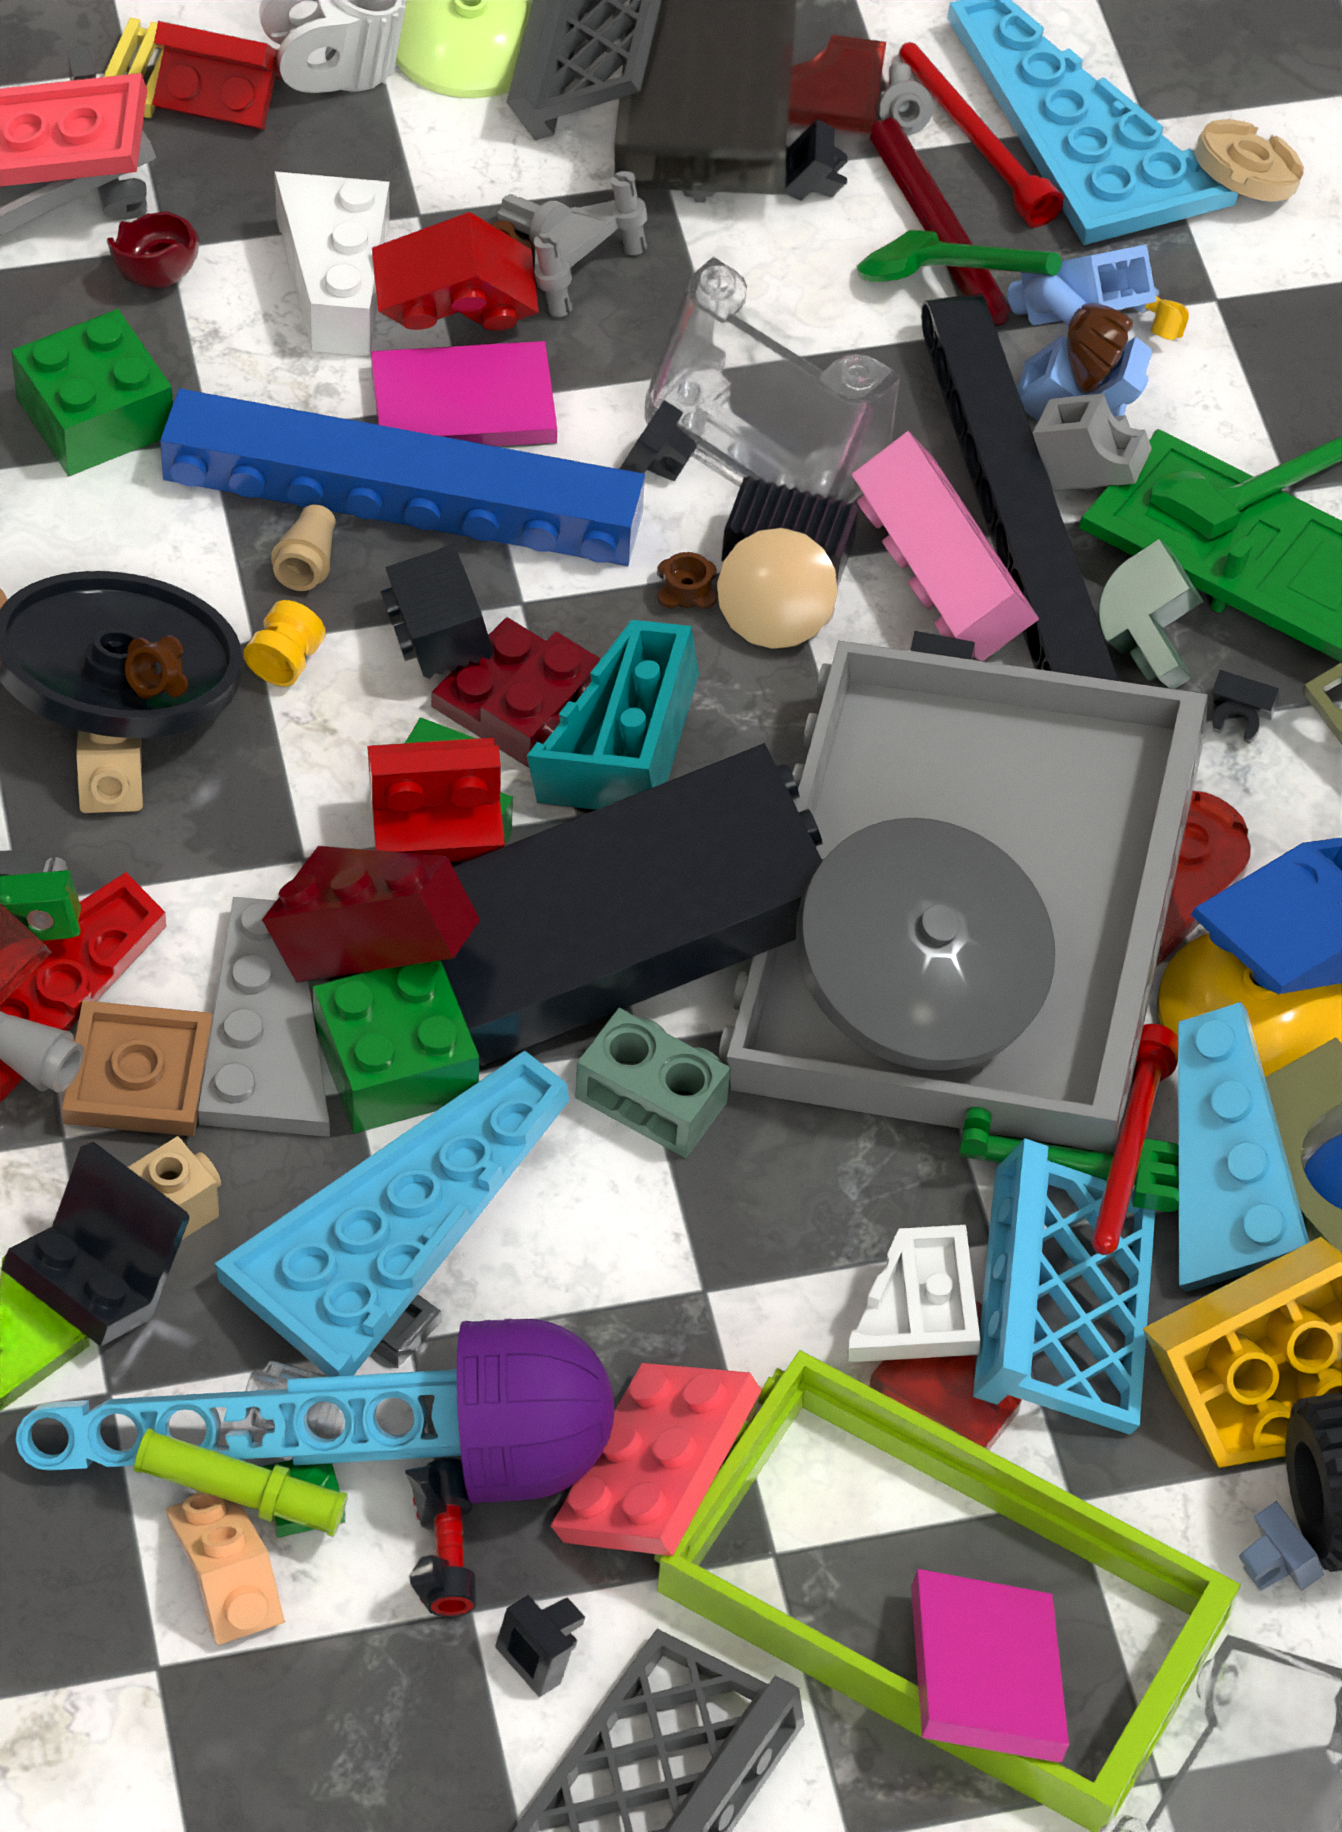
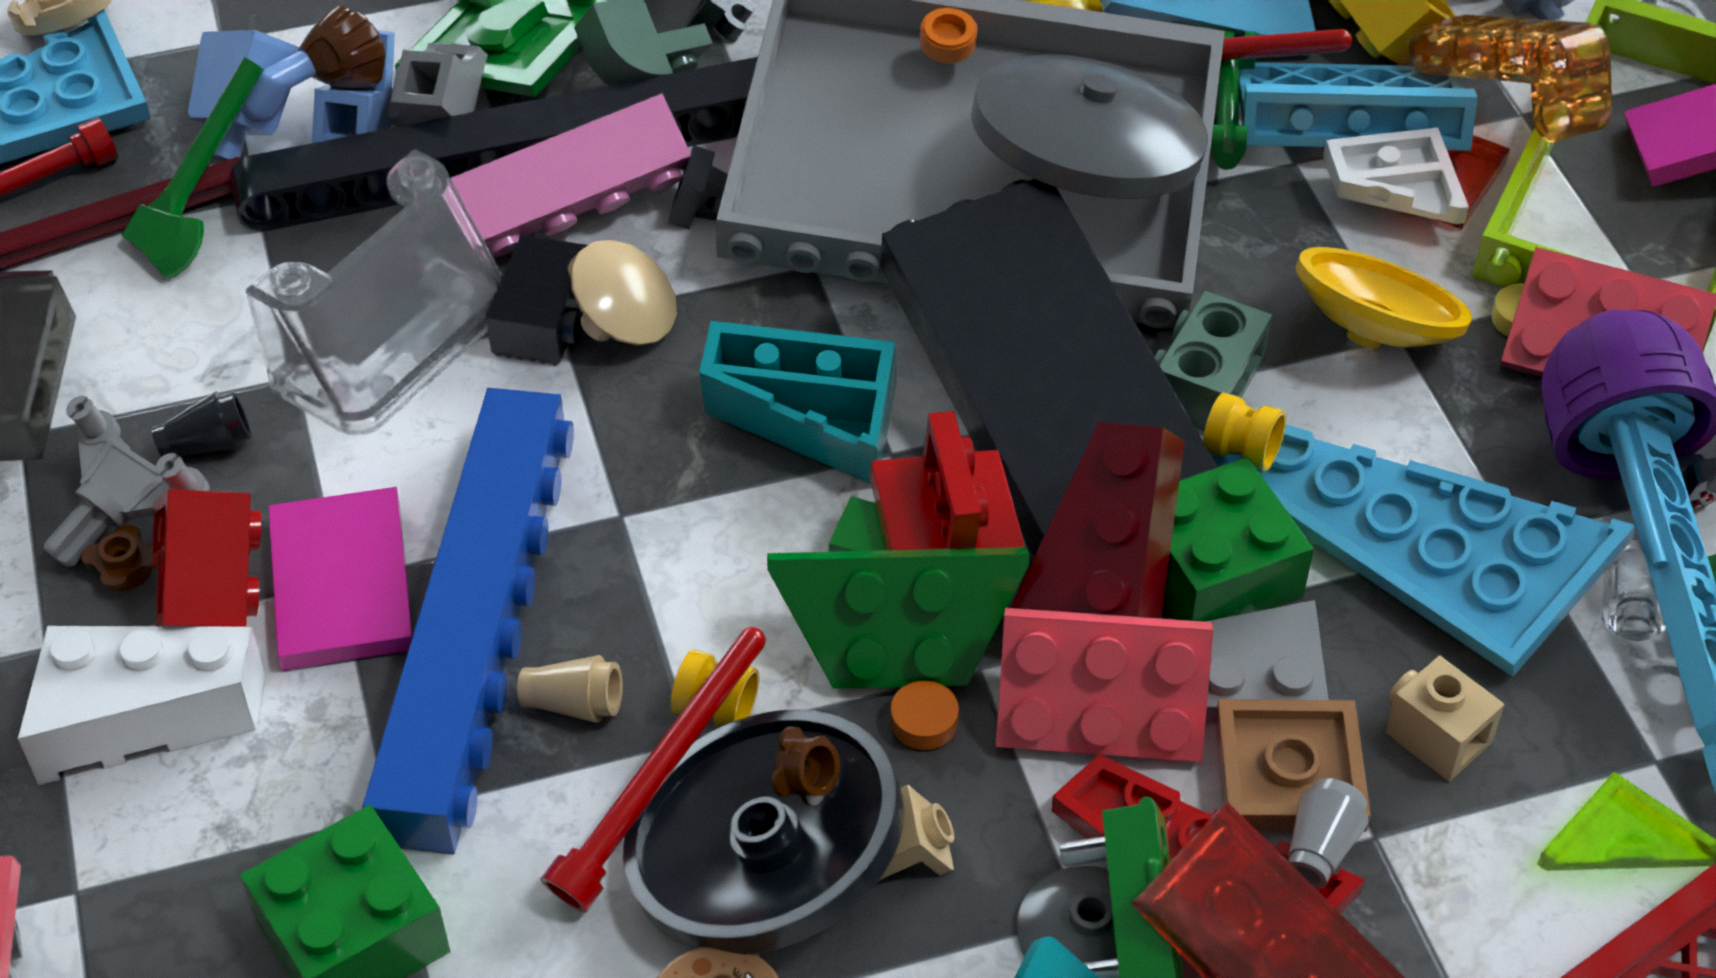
camera: 90 degrees left, 5 degrees down
(105, 1249) = (1536, 765): black bracket -> none
(110, 544) = (578, 874): none -> red piece
(155, 249) = (104, 878): dark red hair -> none
(226, 910) = (1104, 684): none -> coral plate
(246, 803) = (924, 715): none -> orange tile
(329, 756) = (898, 612): none -> green wing
(437, 612) = (674, 548): black brick -> none
(511, 1067) = (1241, 430): none -> yellow wheel
(518, 689) = (750, 493): dark red plate -> none
(644, 298) = (204, 428): none -> black cone
(662, 445) = (420, 403): black tile -> none
(682, 570) = (598, 377): reddish brown plate -> none
(752, 1229) = (1380, 299): none -> yellow dish
(1060, 1424) = (1560, 59): none -> clear orange beam
(1099, 845) = (948, 35): none -> orange tile

